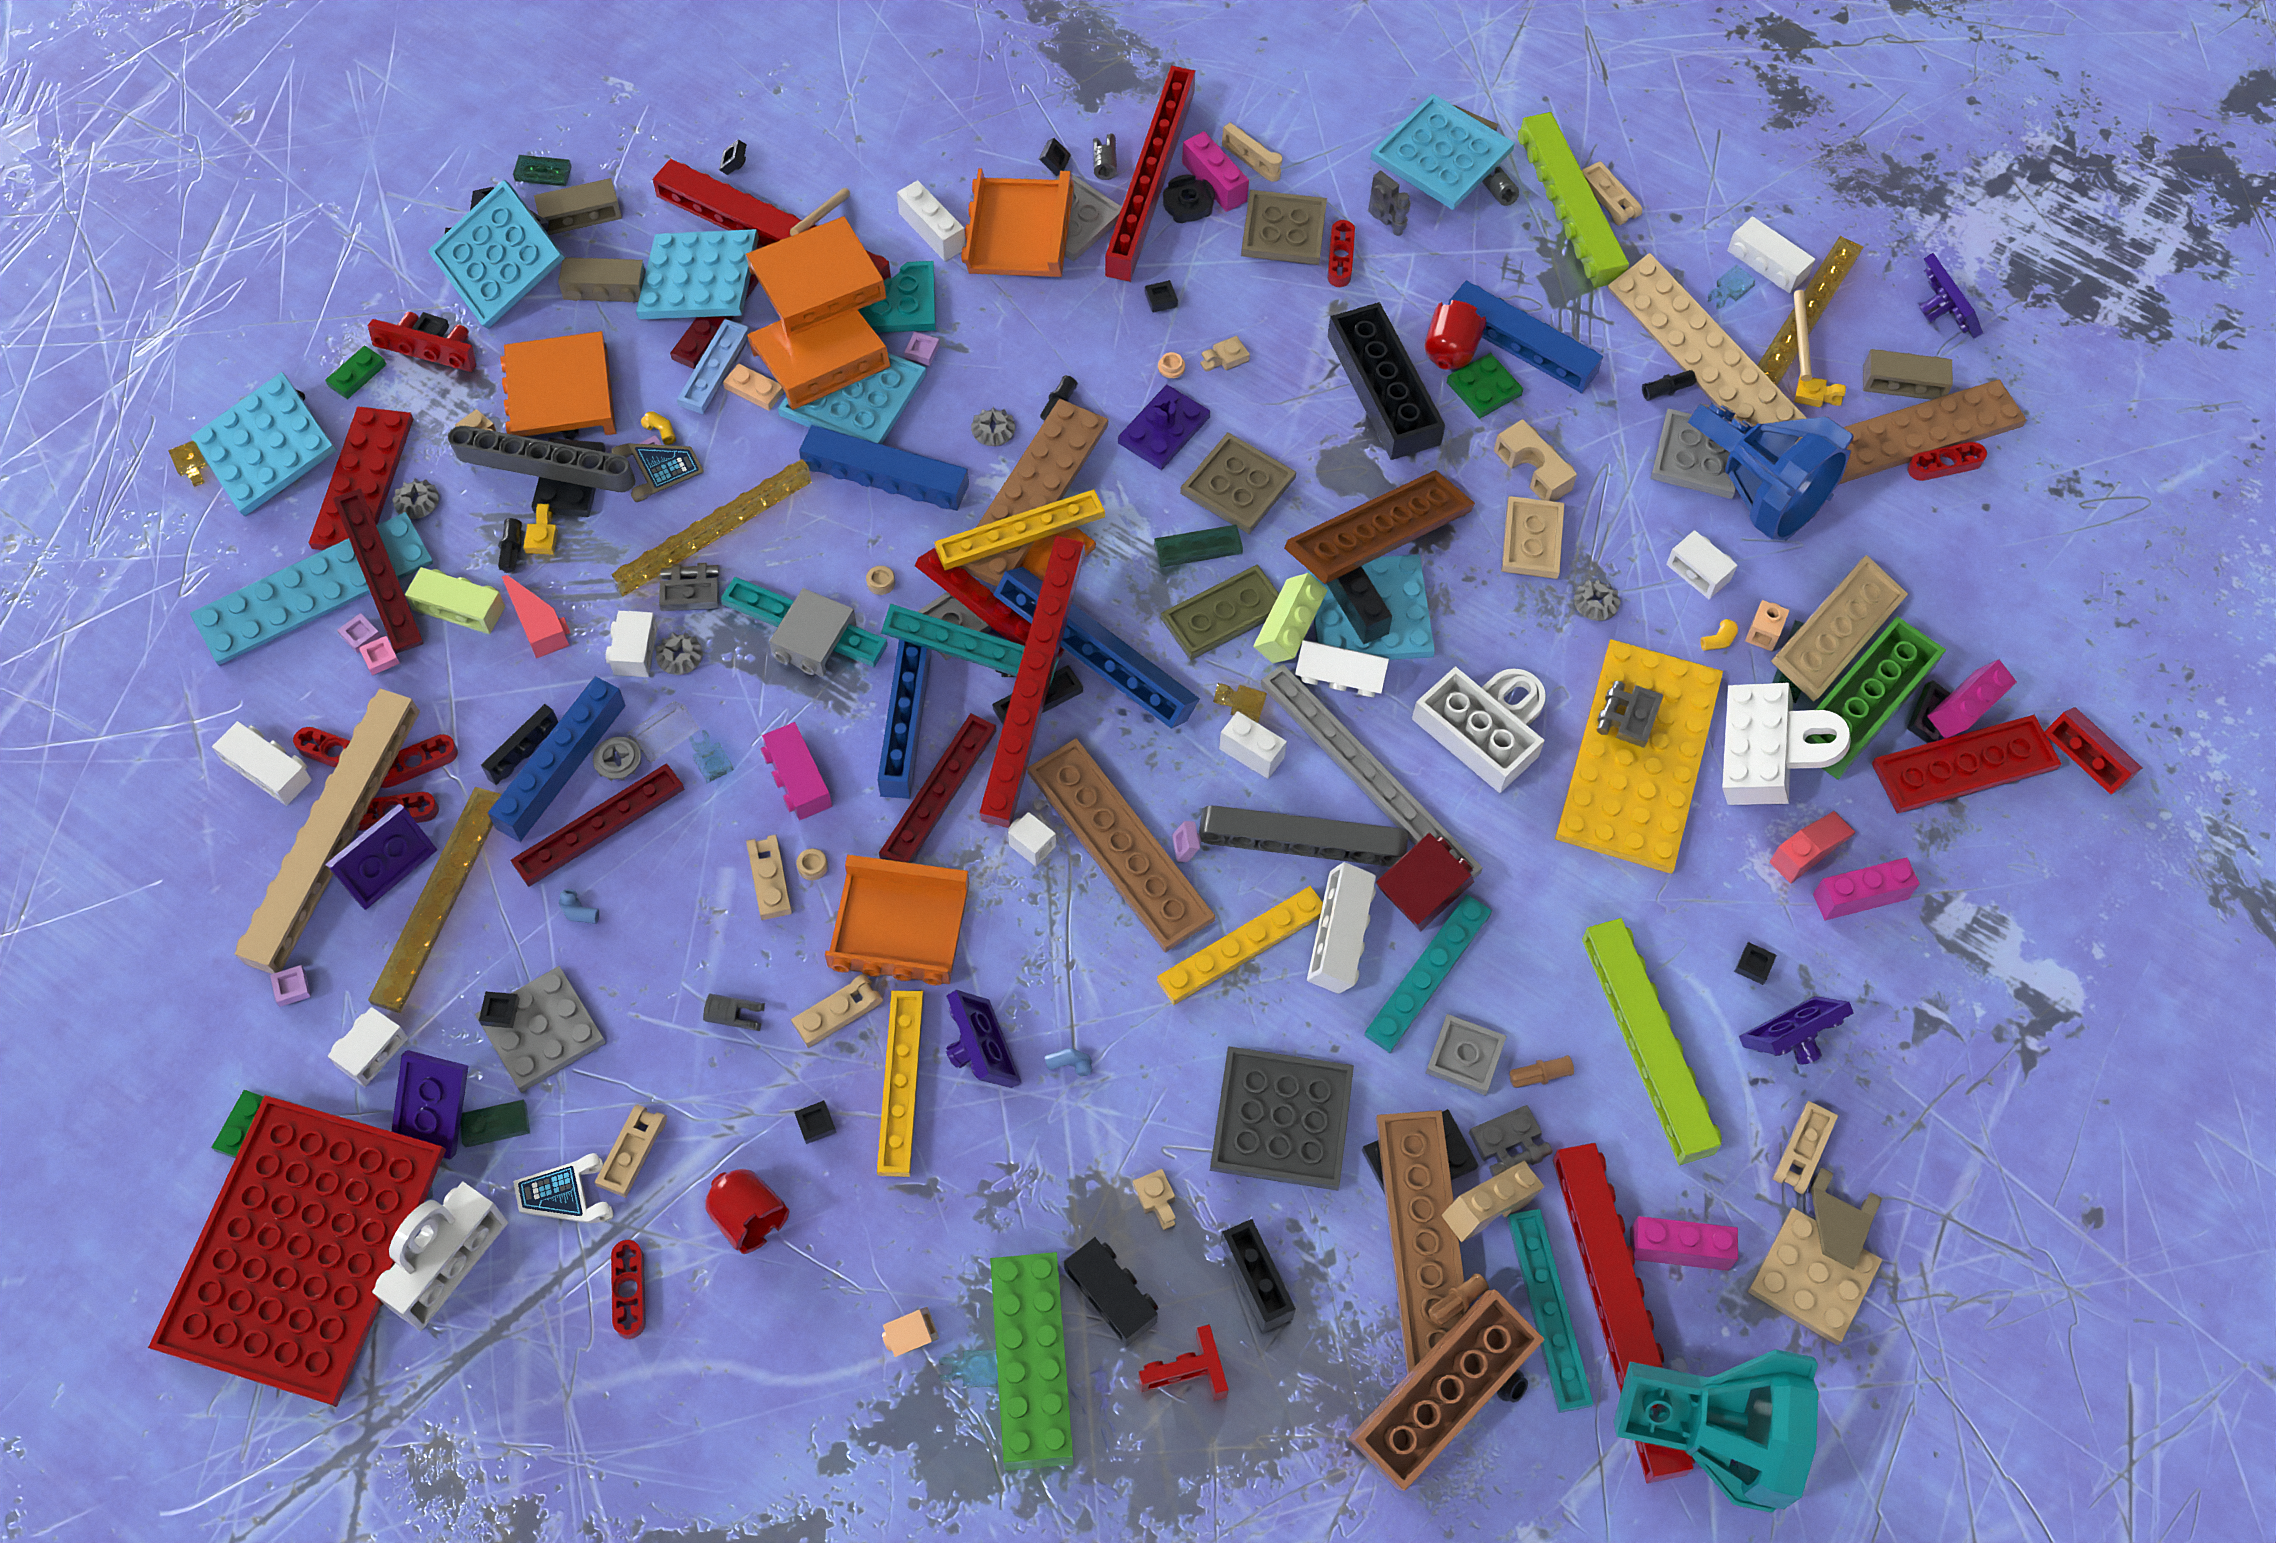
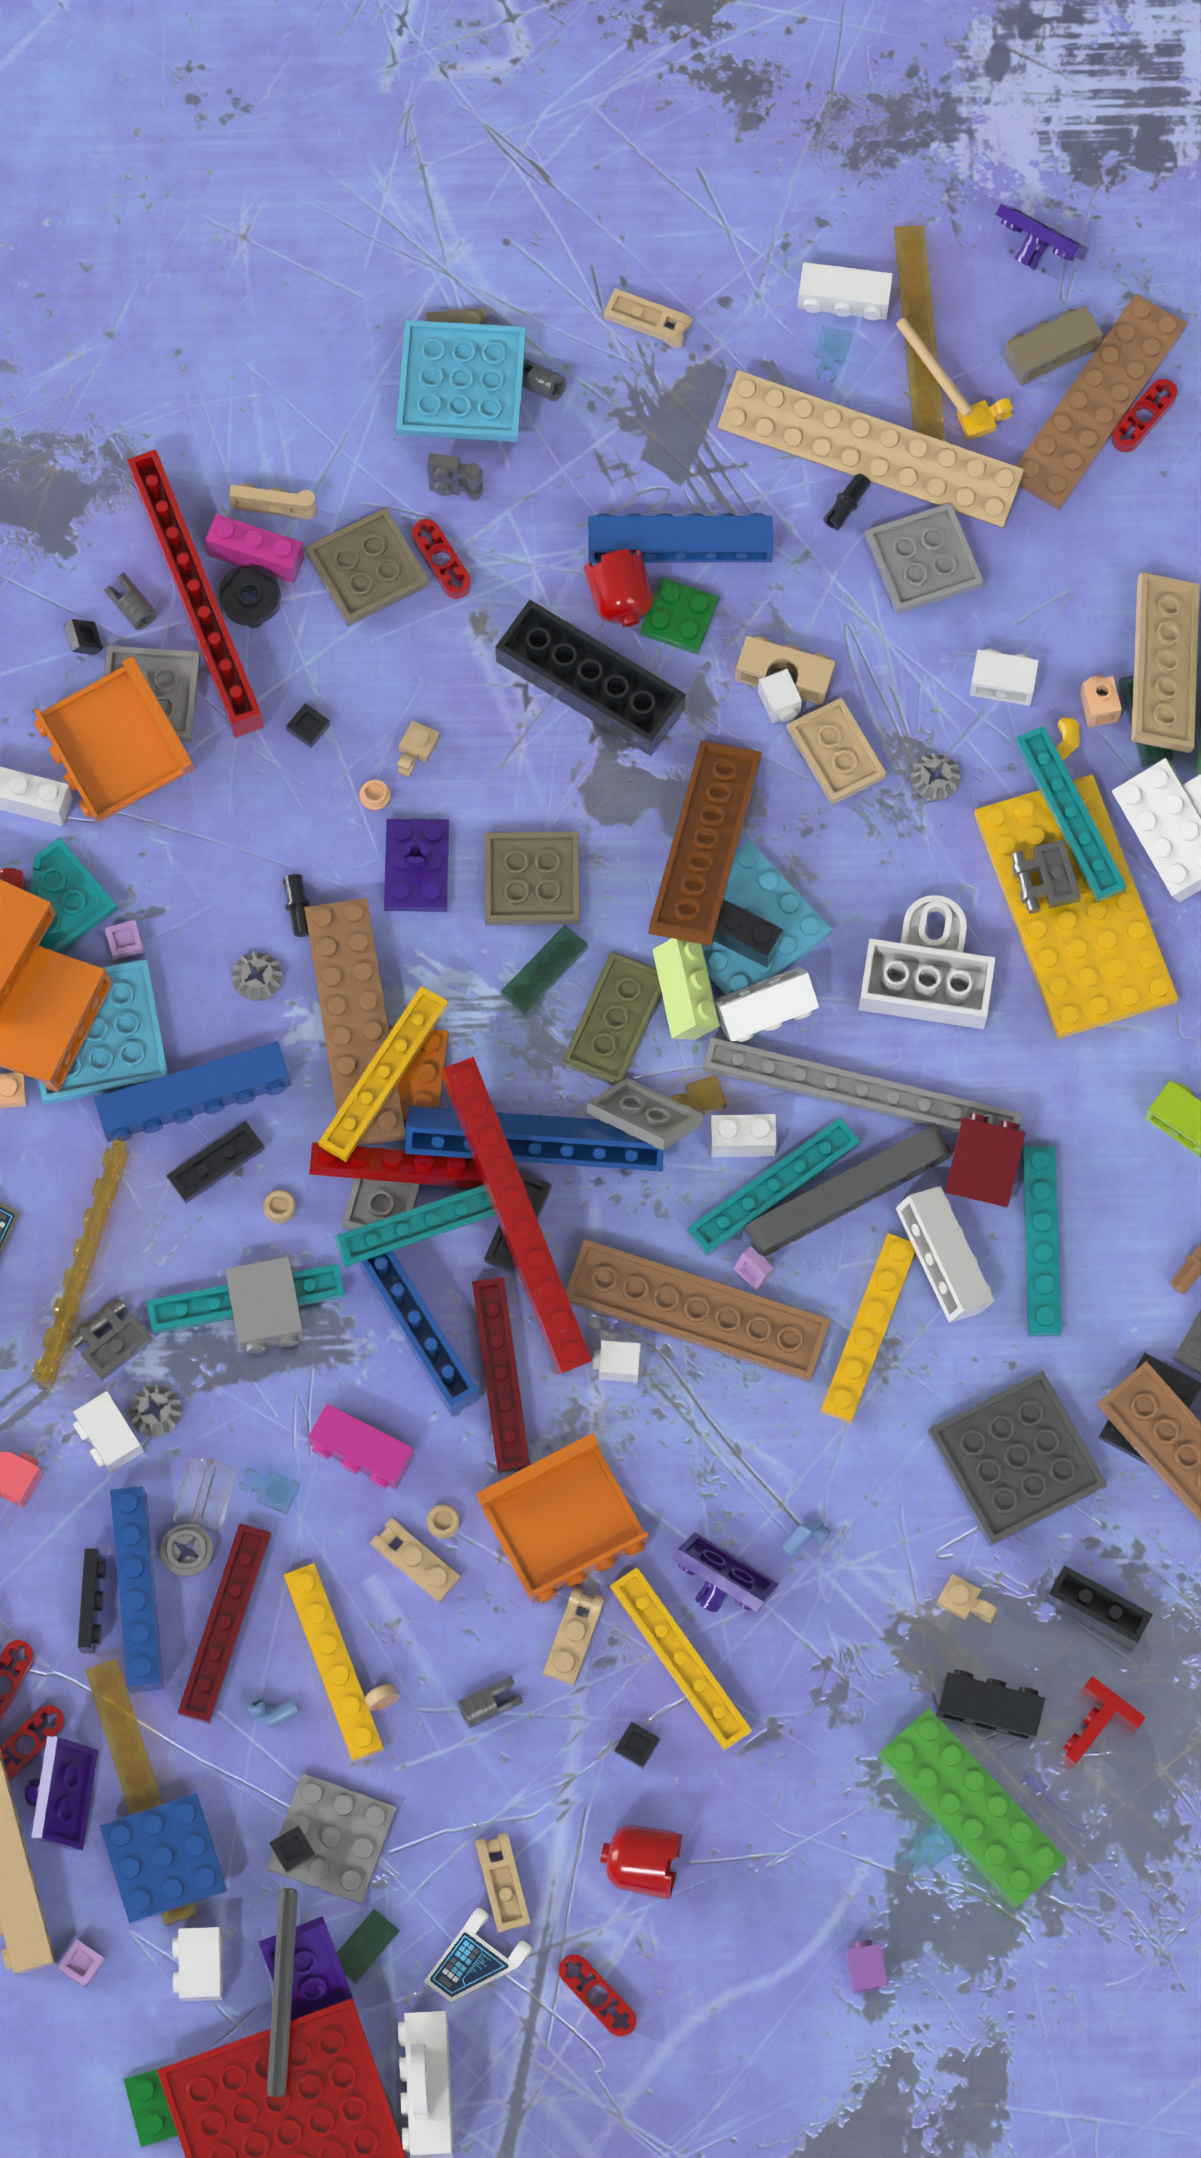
camera: 35 degrees left, 10 degrees up
(389, 1098) = (282, 1992): none -> dark grey axle
(407, 952) = (163, 1858): none -> blue plate
(649, 907) = (333, 1662): none -> yellow plate
(660, 953) = (382, 1697): none -> tan tile
(847, 1423) = (866, 1967): none -> medium lavender brick
(860, 522) = (215, 1162): none -> black plate
(909, 1332) = (859, 1859): light nougat brick -> none
(1188, 679) = (644, 1113): none -> light grey plate
(1249, 795) = (773, 1186): none -> teal plate
(1466, 1054) = (1125, 1293): light grey plate -> none
(1517, 475) = (780, 696): none -> white brick
(1572, 199) = (617, 349): lime brick -> none
(1683, 683) = (1070, 814): none -> teal plate
(1774, 477) = (991, 534): blue plate -> none

